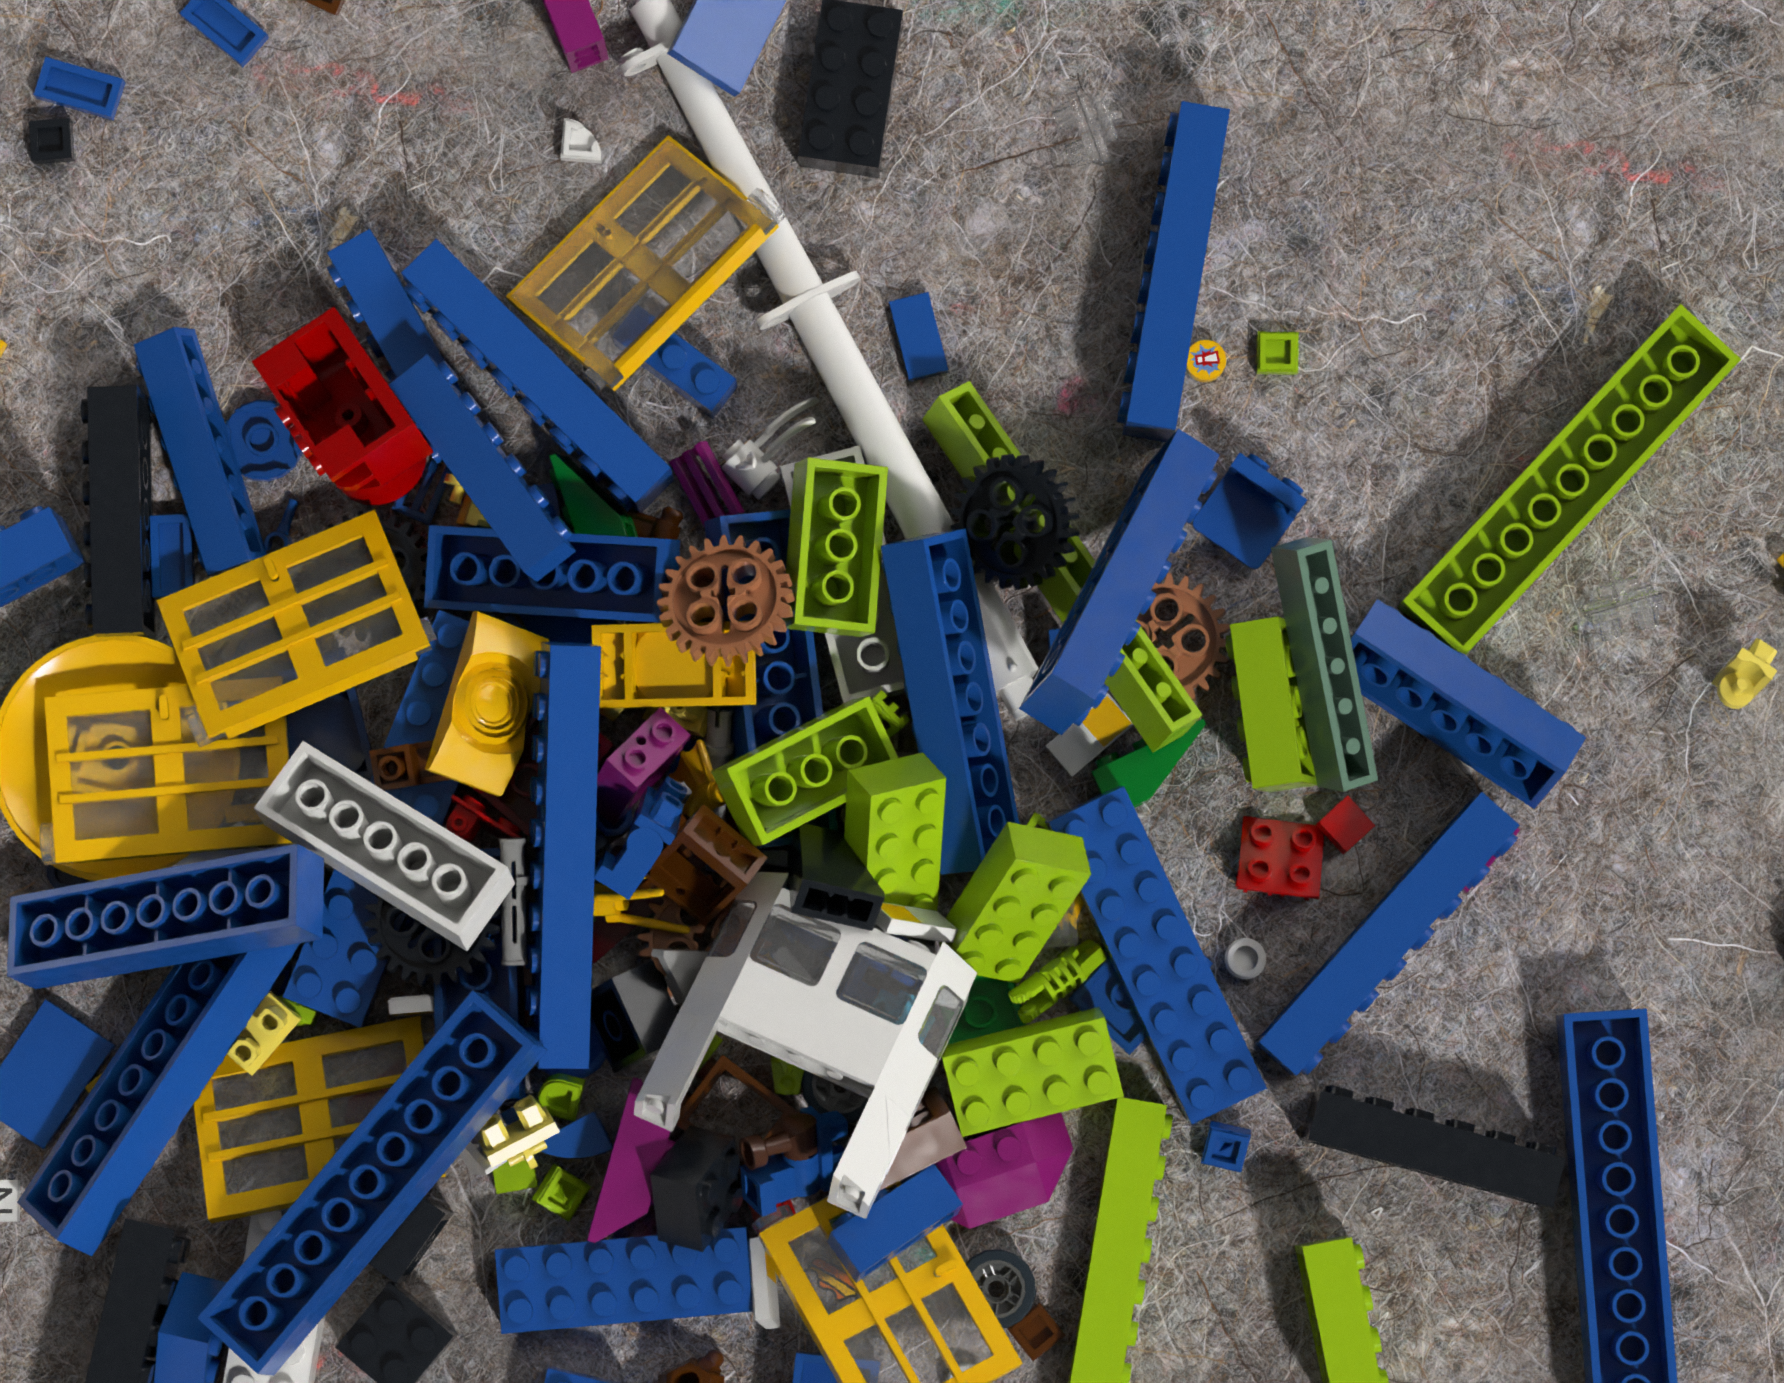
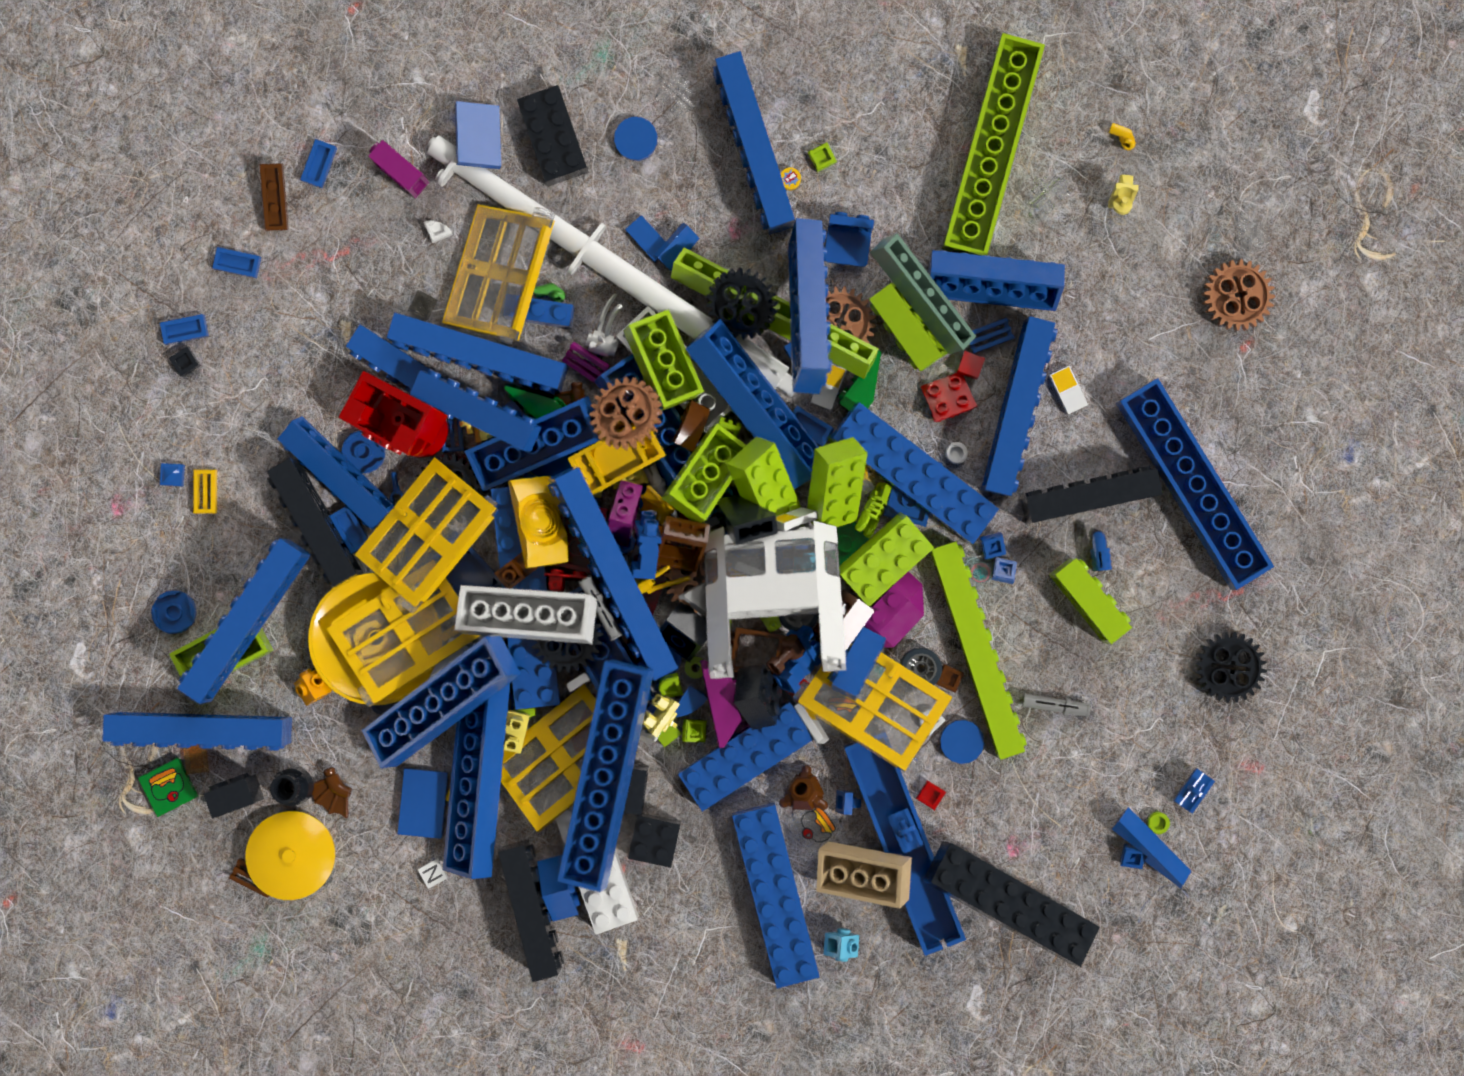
camera: 25 degrees left, 5 degrees up
(490, 252) = (422, 305): none -> clear smoke tile
(605, 1087) = (688, 670): none -> lime plate
(713, 338) = (551, 291): none -> bright green arm
(826, 679) = (692, 425): none -> reddish brown slope
(973, 364) = (674, 245): none -> blue tile
(985, 163) = (636, 138): none -> blue tile
(1032, 795) = (815, 427): none -> blue tile
(1181, 1180) = (981, 572): none -> clear light blue tile
(1222, 1198) = (1004, 570): none -> blue tile
(1400, 1253) = (1100, 545): none -> blue hinge
(1437, 796) = (1007, 329): none -> blue tile
(1487, 952) = (1068, 390): none -> white tile

